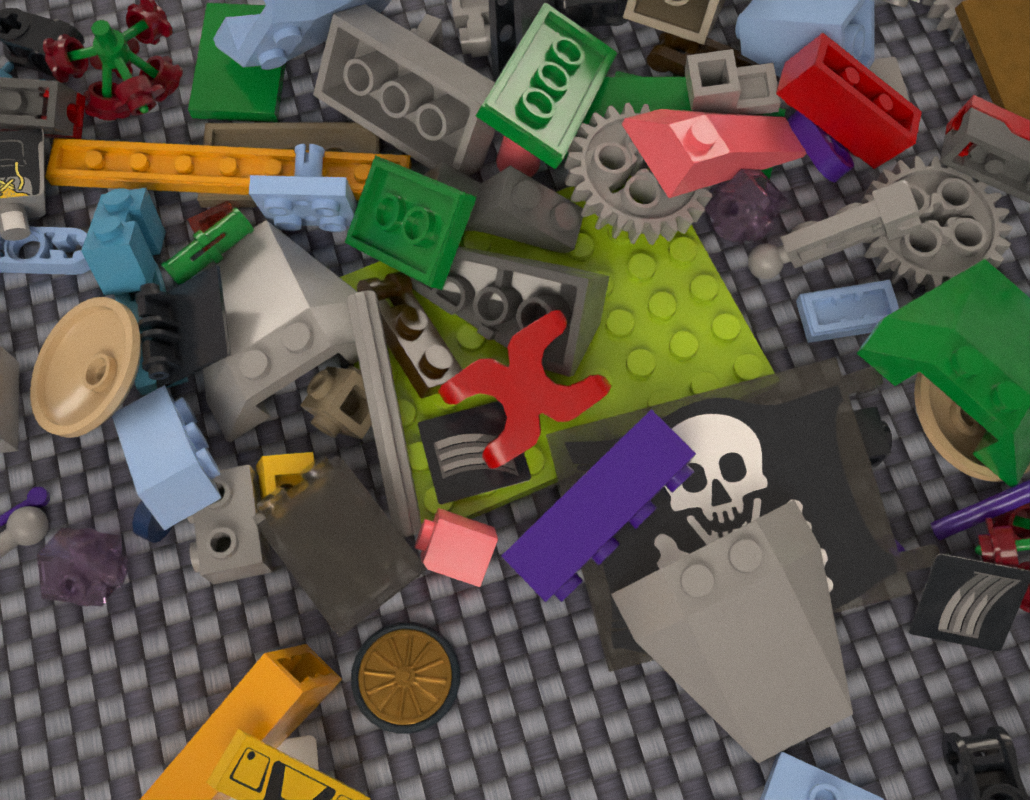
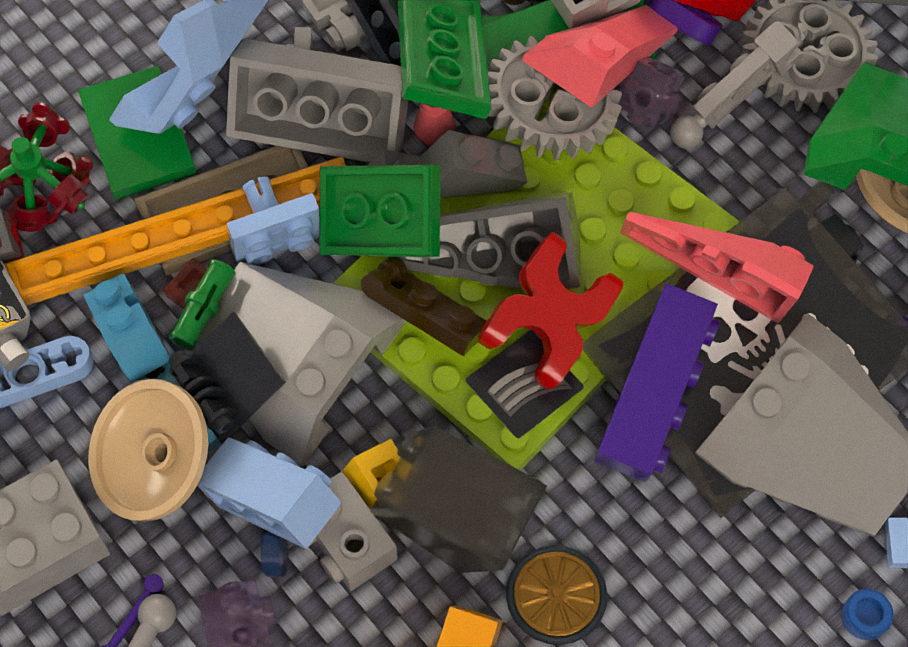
camera: 25 degrees left, 5 degrees down
(338, 402) = (394, 387): dark tan brick -> none
(384, 412) = (432, 367): light grey axle -> none
(456, 546) = (555, 463): coral brick -> none
(745, 425) = (743, 267): none -> coral wedge
(845, 310) = (772, 147): light blue plate -> none

